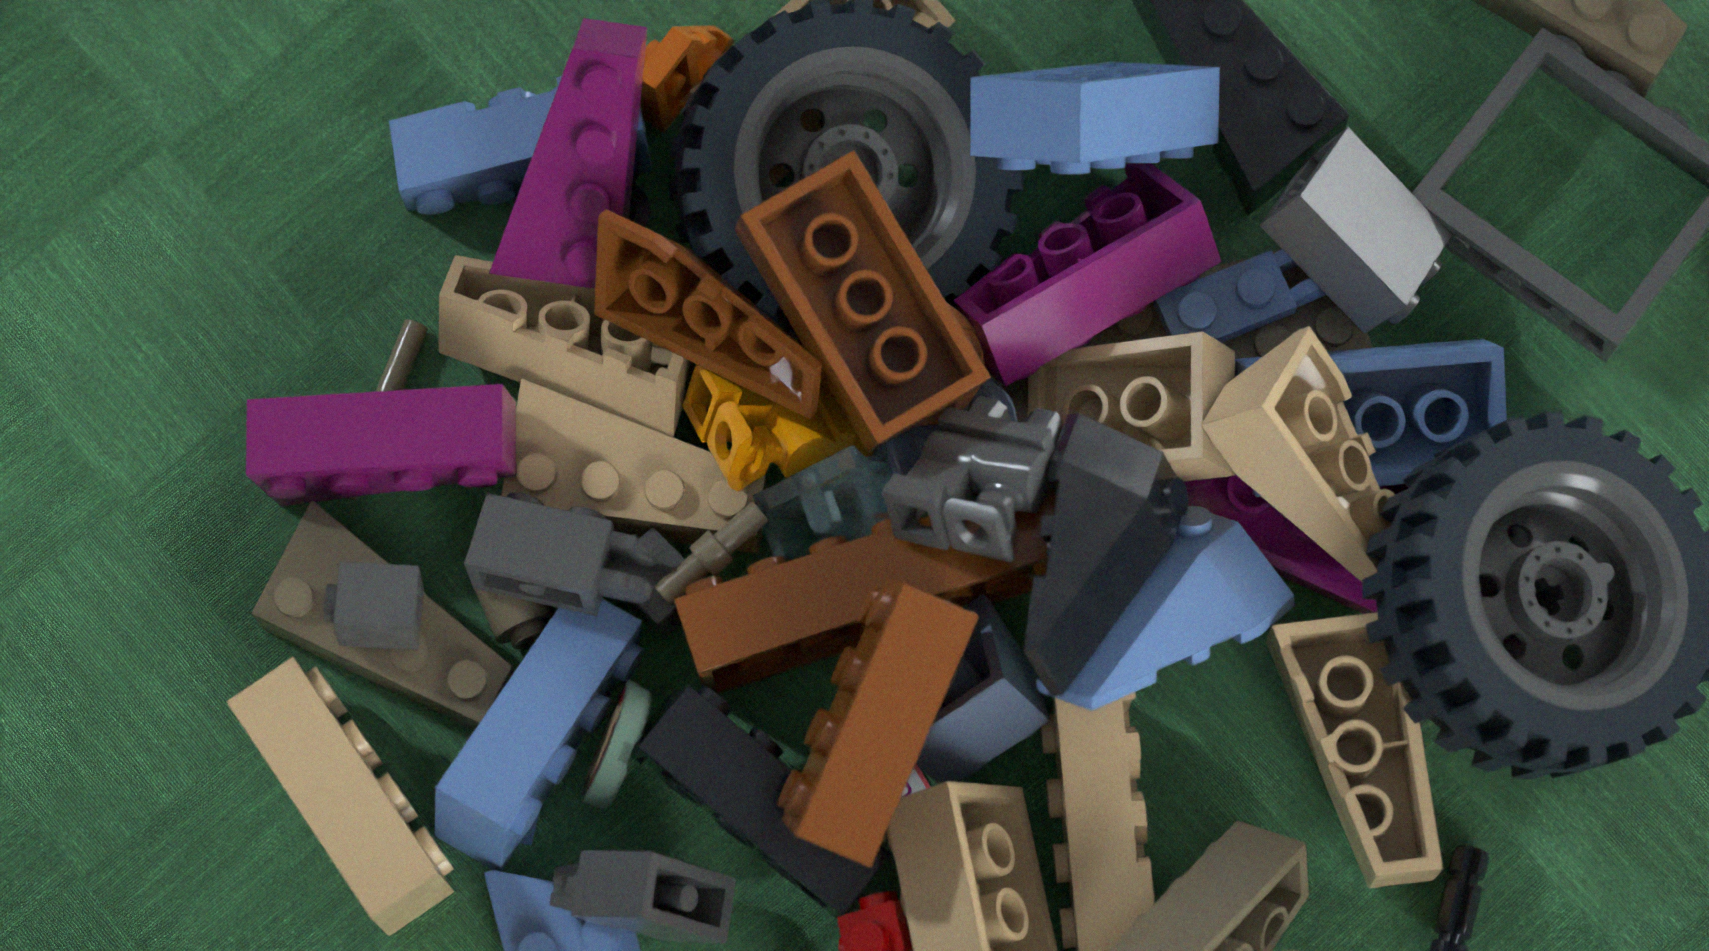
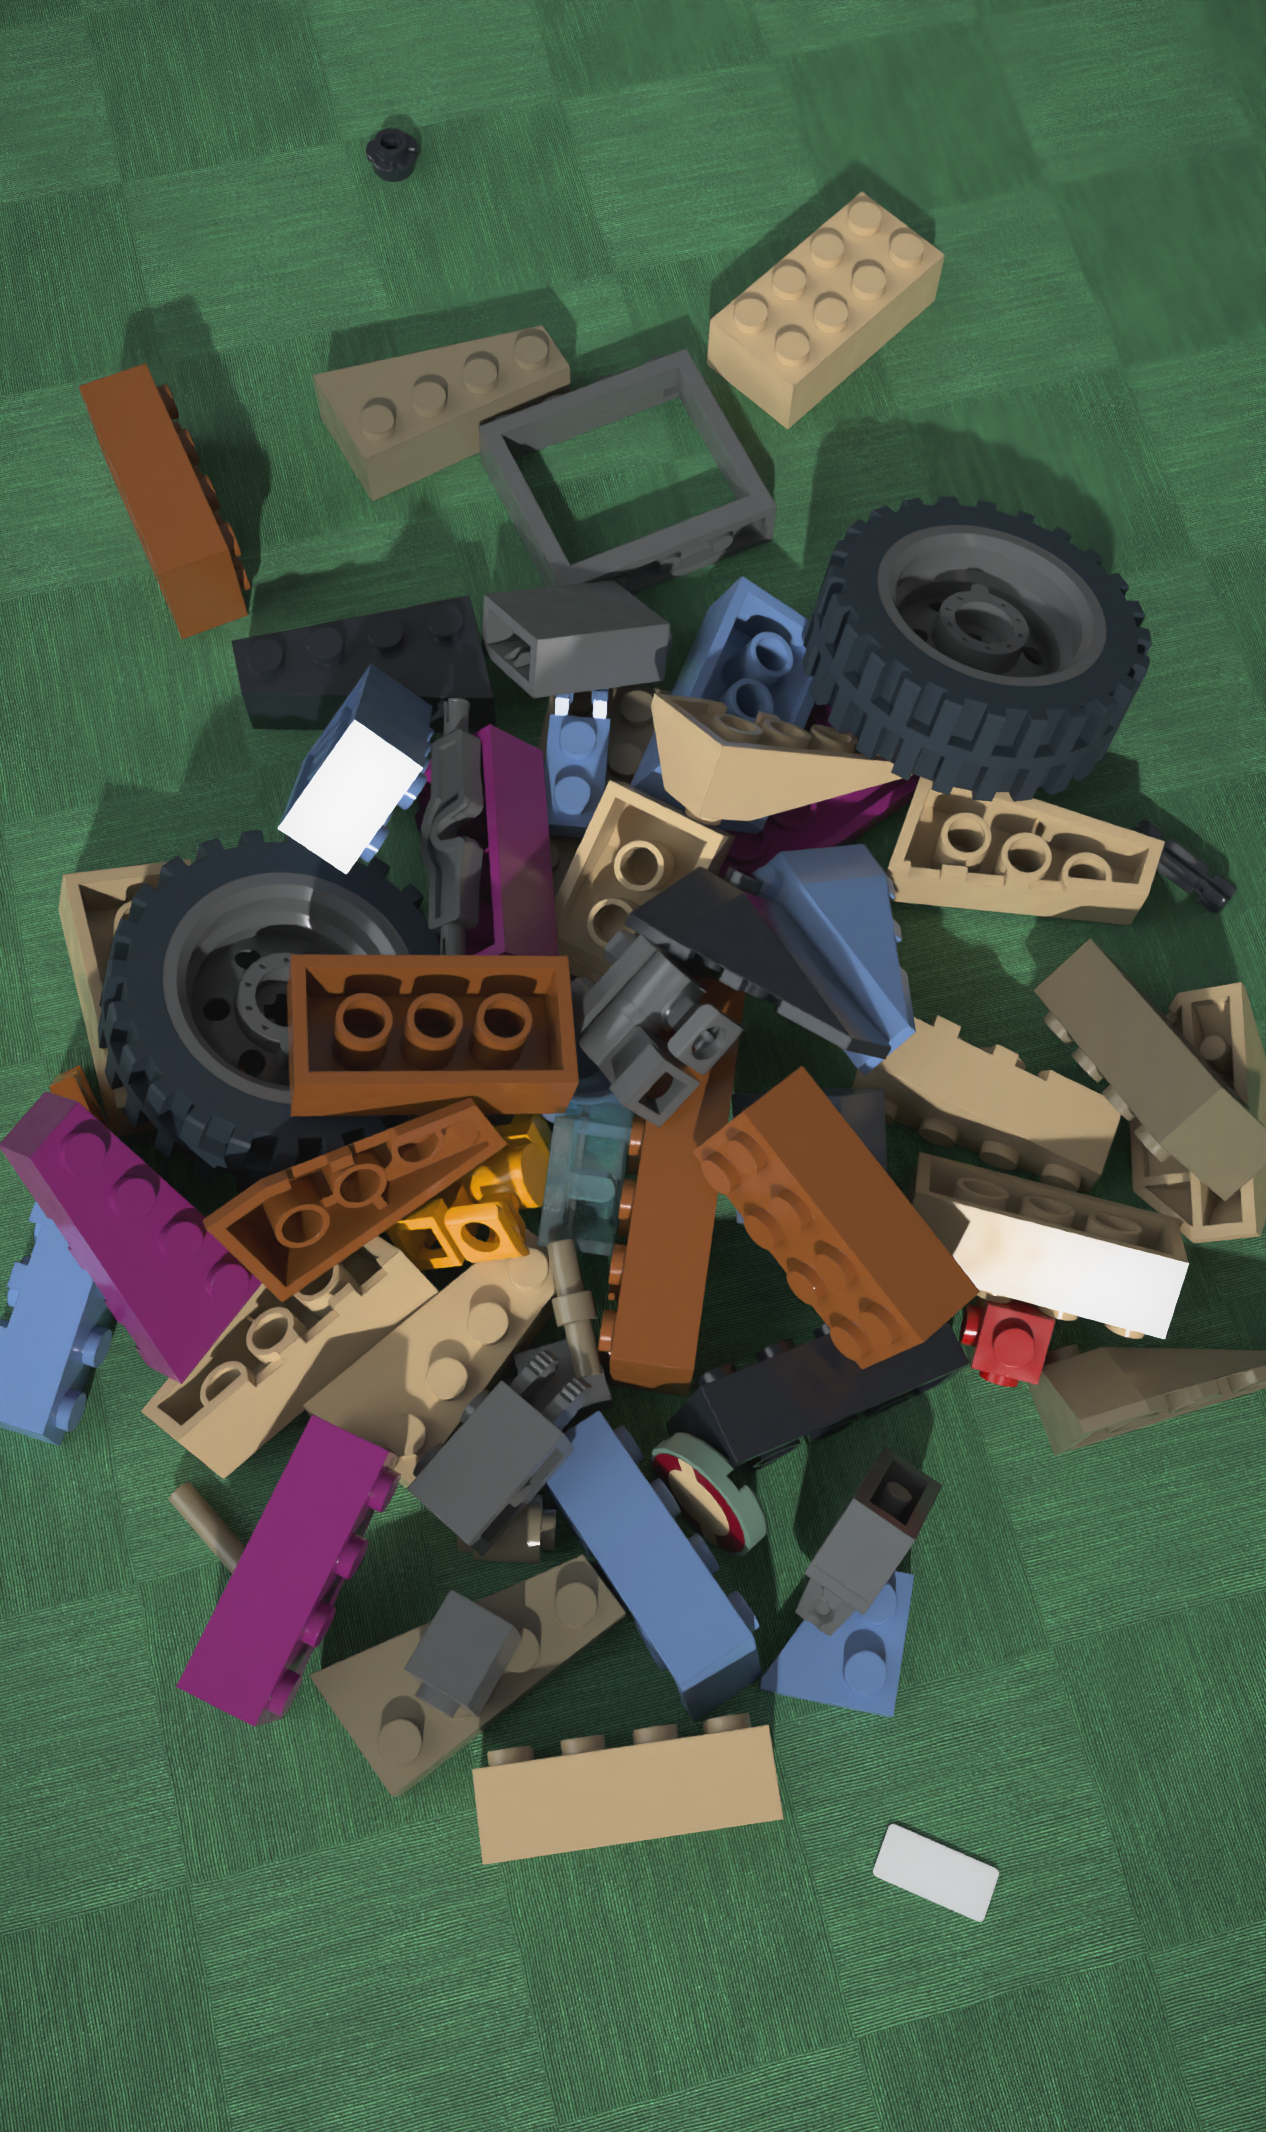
camera: 70 degrees left, 5 degrees down
(1054, 238) = (451, 860): none -> dark grey piece

